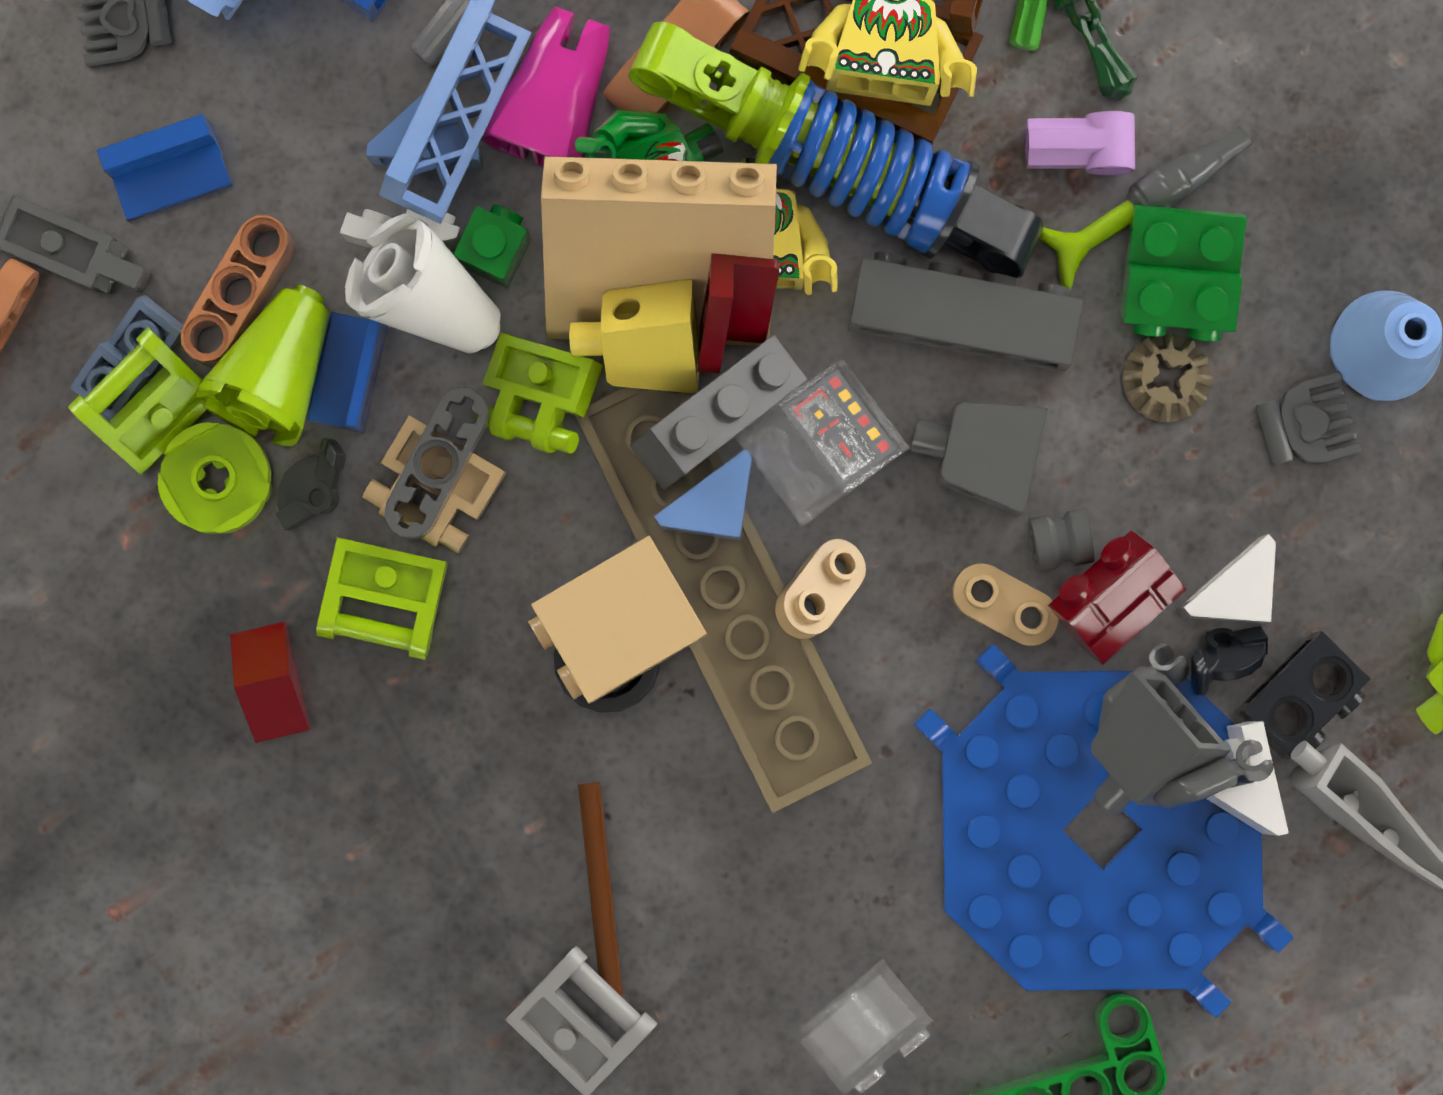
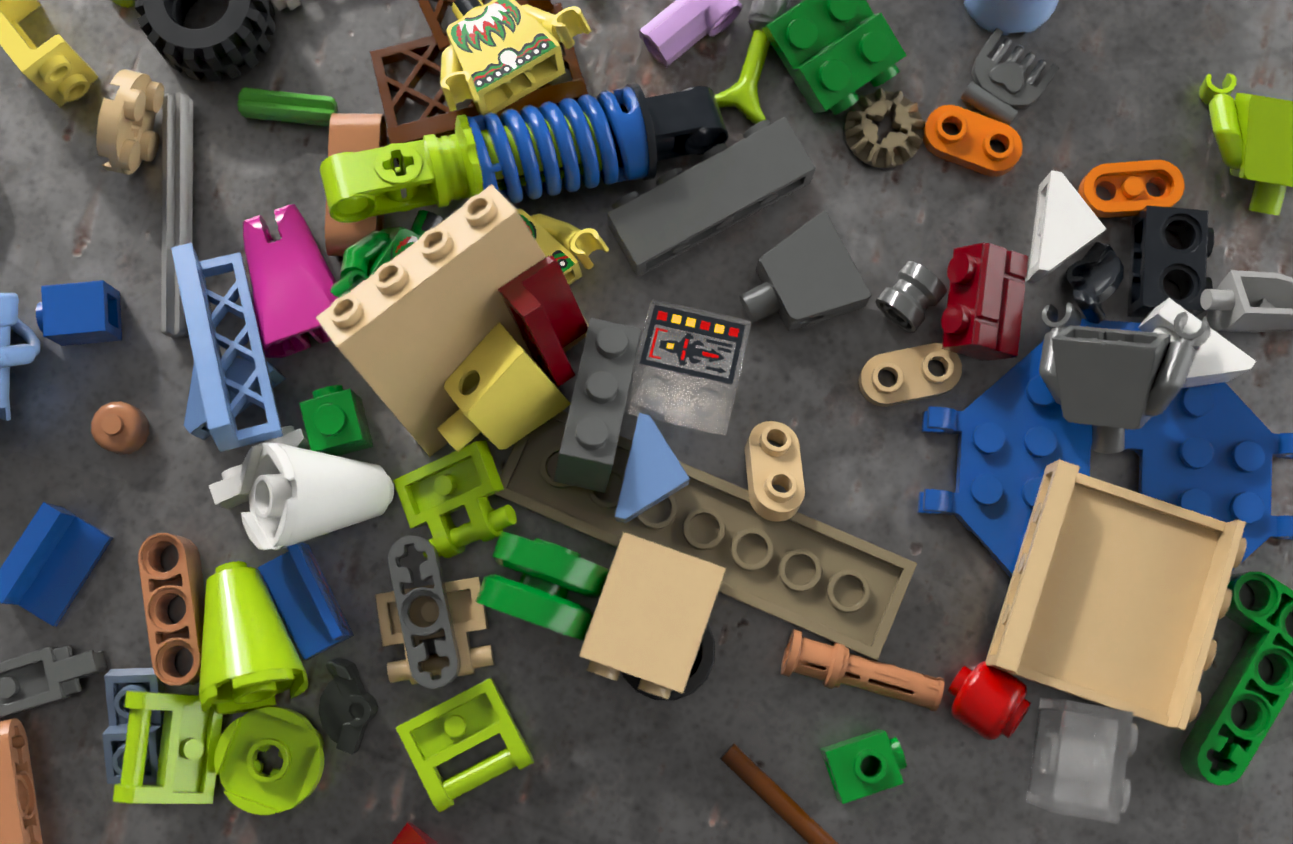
camera: 40 degrees left, 5 degrees down
(312, 98) = (120, 428): none -> nougat piece
(550, 524) = (544, 582): none -> green wheel
(689, 887) = (864, 765): none -> green brick
(736, 790) = (837, 666): none -> nougat pin
(835, 922) = (989, 701): none -> red head
(1008, 925) = (1117, 597): none -> tan panel
(1228, 453) = (972, 143): none -> orange plate
(1329, 604) = (1128, 187): none -> orange plate

